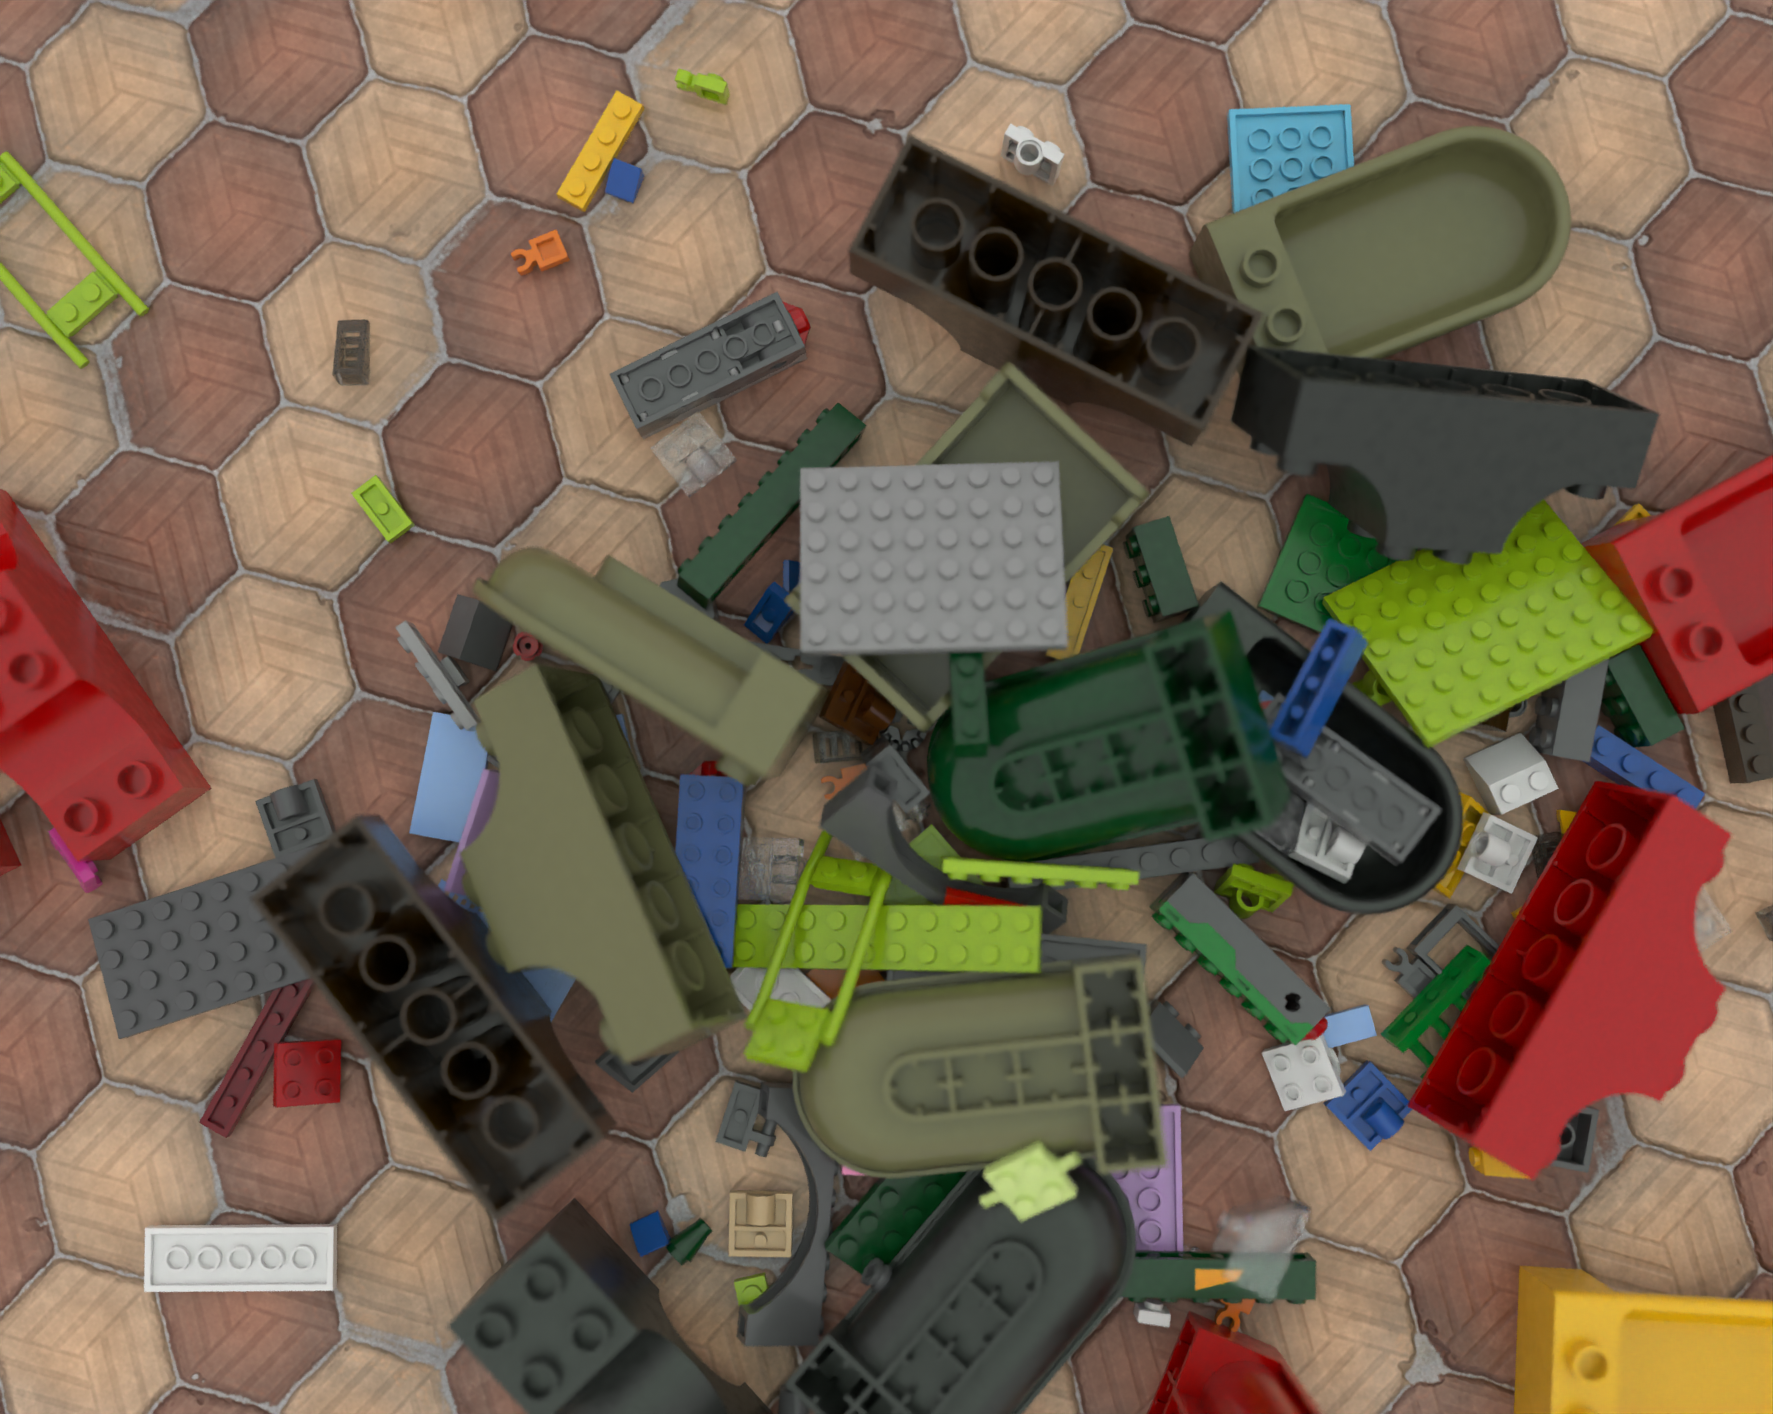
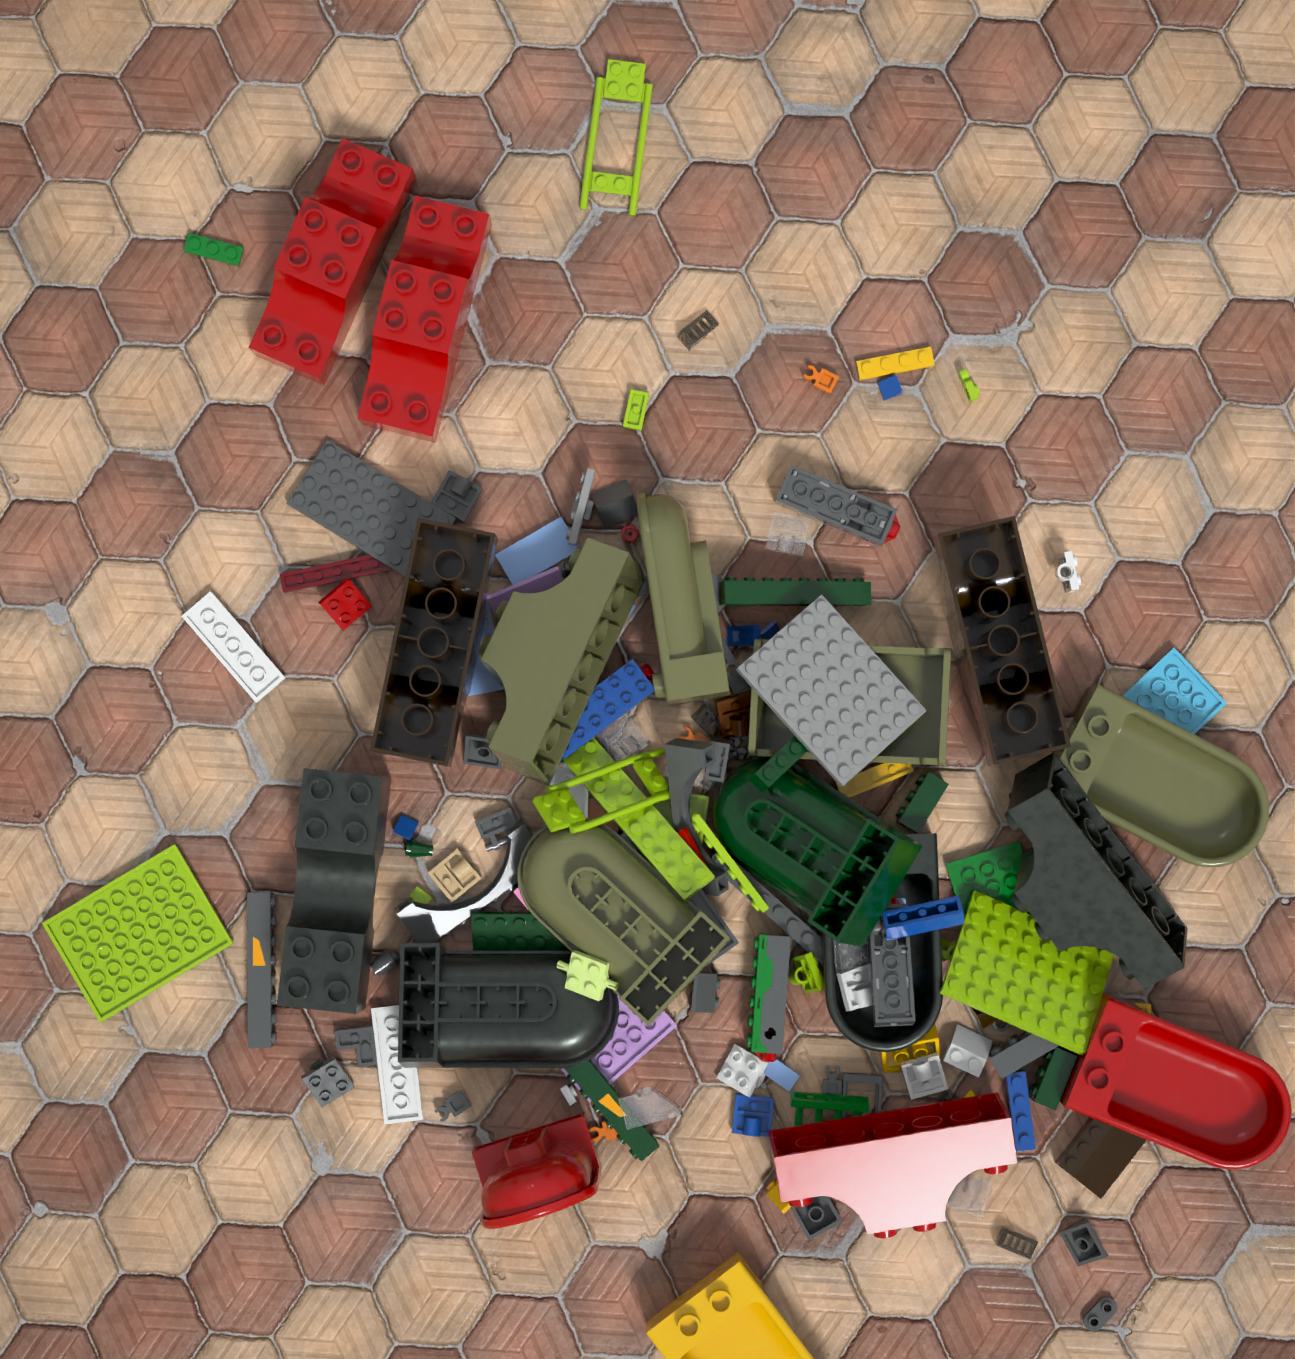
camera: 50 degrees right, 0 degrees up
(83, 870) = (352, 409): dark pink plate -> none
(876, 1274) = (479, 947): dark grey bush -> none

